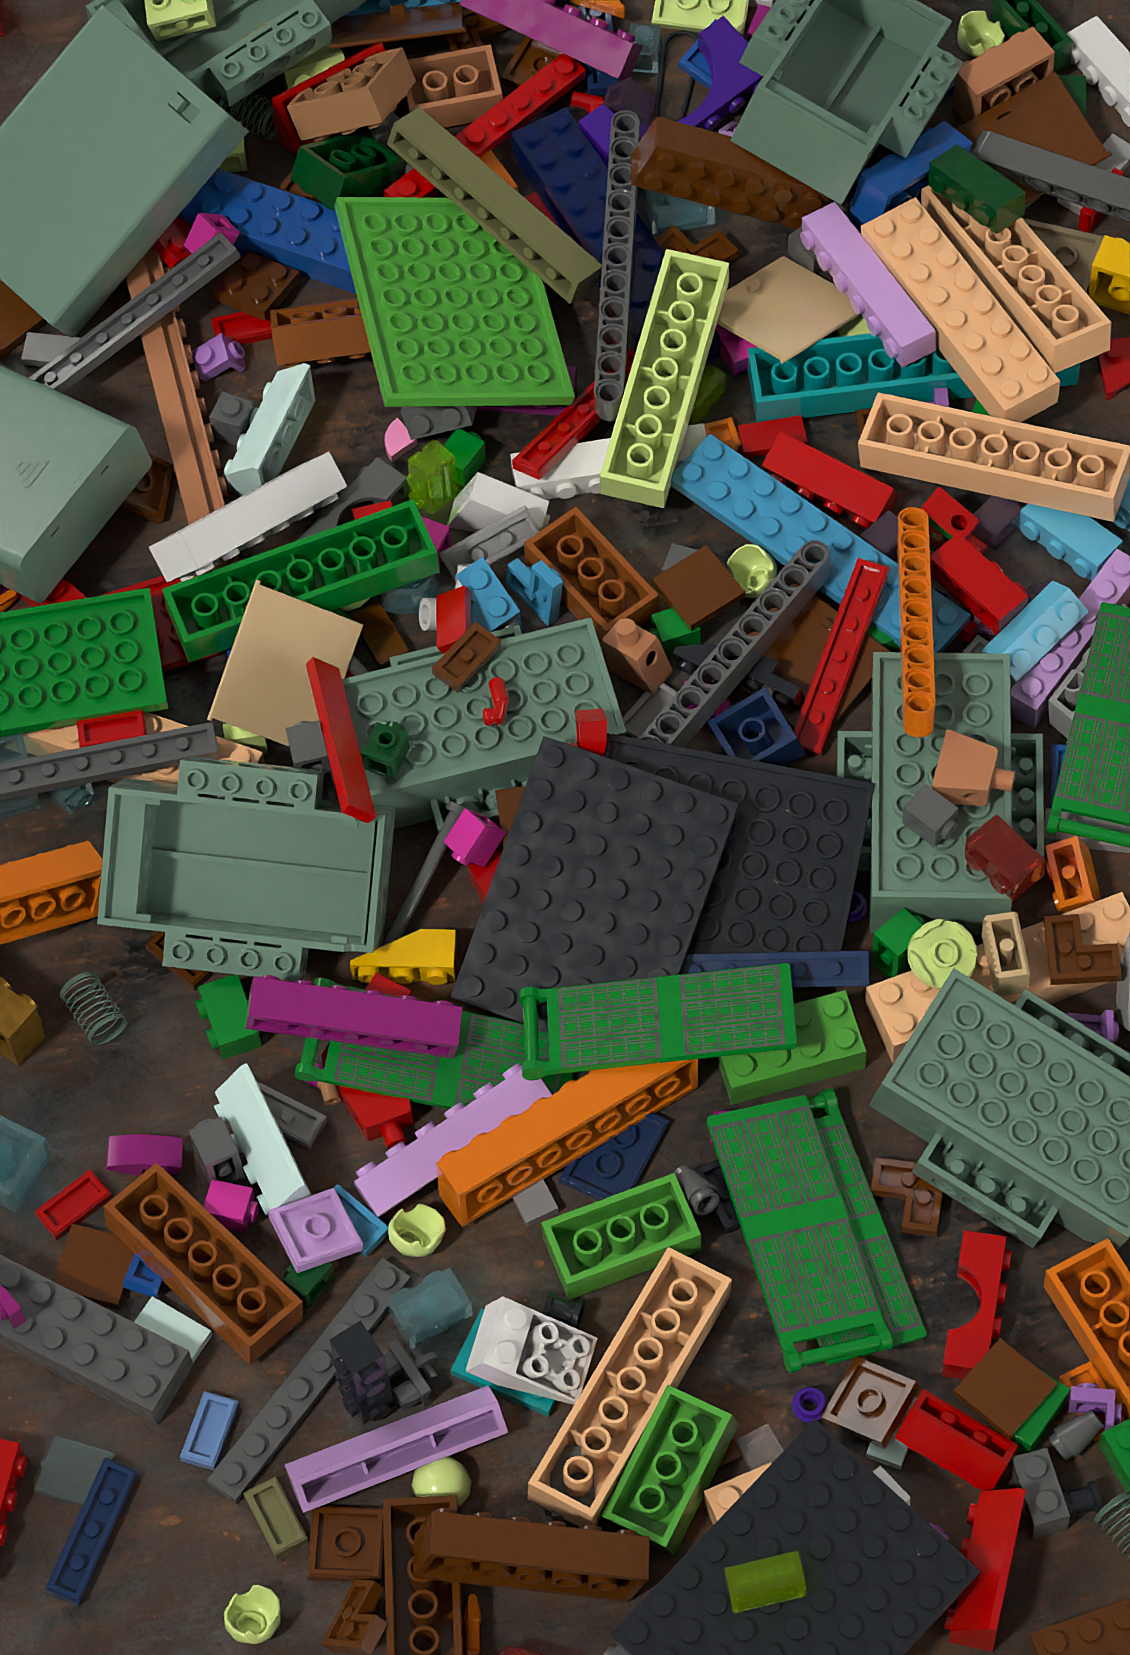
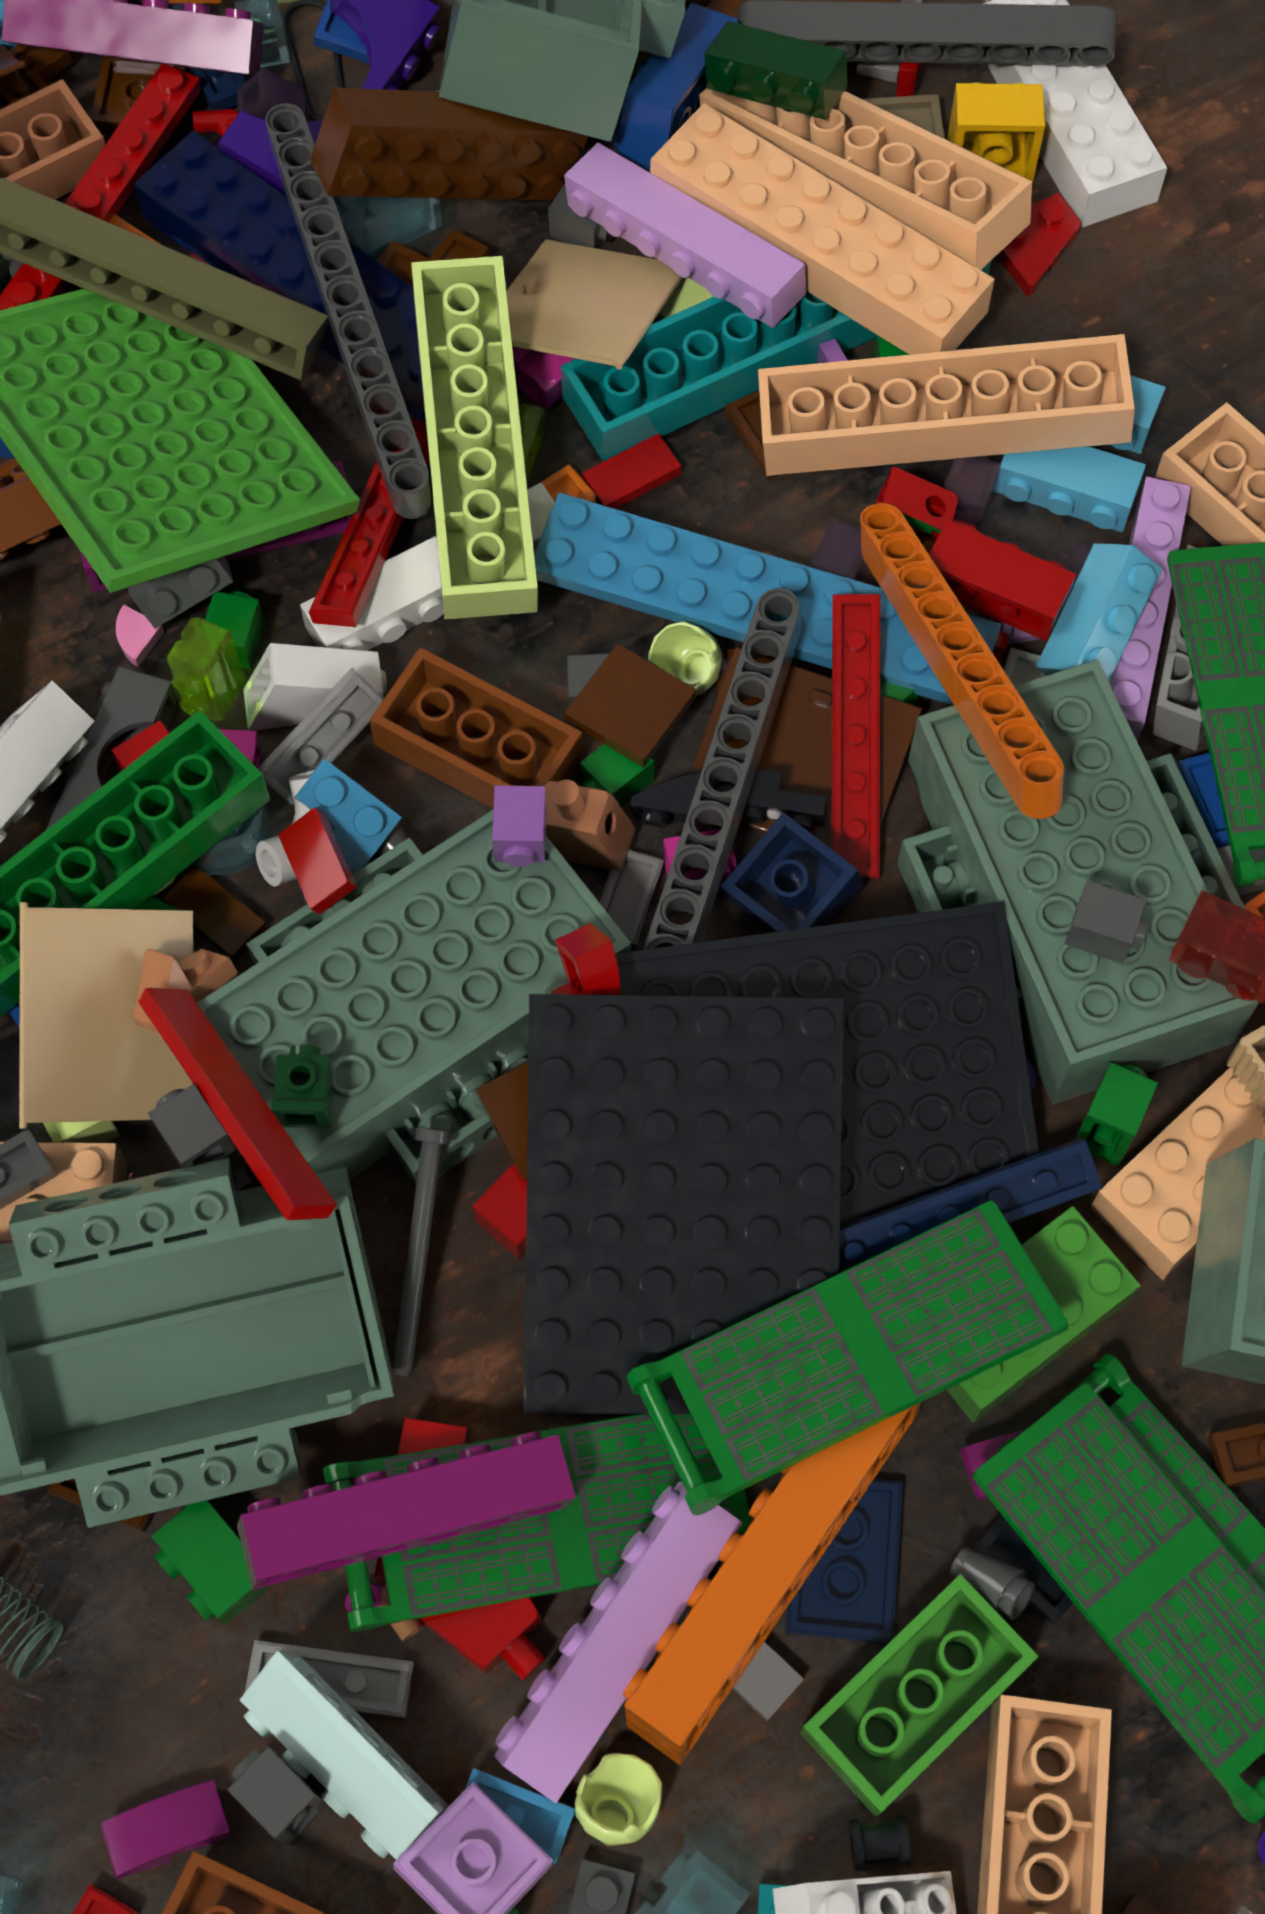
camera: 25 degrees left, 5 degrees up
(232, 1205) = (326, 1865): dark pink brick -> none
(349, 662) = (197, 972): none -> nougat slope
(419, 956) = (453, 1366): yellow slope -> none
(466, 657) = (364, 912): reddish brown plate -> none
(474, 838) = (471, 1169): dark pink brick -> none
(500, 702) = (440, 961): red arm -> none
(537, 587) = (412, 778): dark azure plate -> none
(584, 634) = (519, 824): none -> medium lavender brick
(829, 481) = (736, 507): red brick -> none
(940, 948) = (1191, 1111): yellowish green tile -> none
(969, 771) = (1128, 839): nougat torso -> none

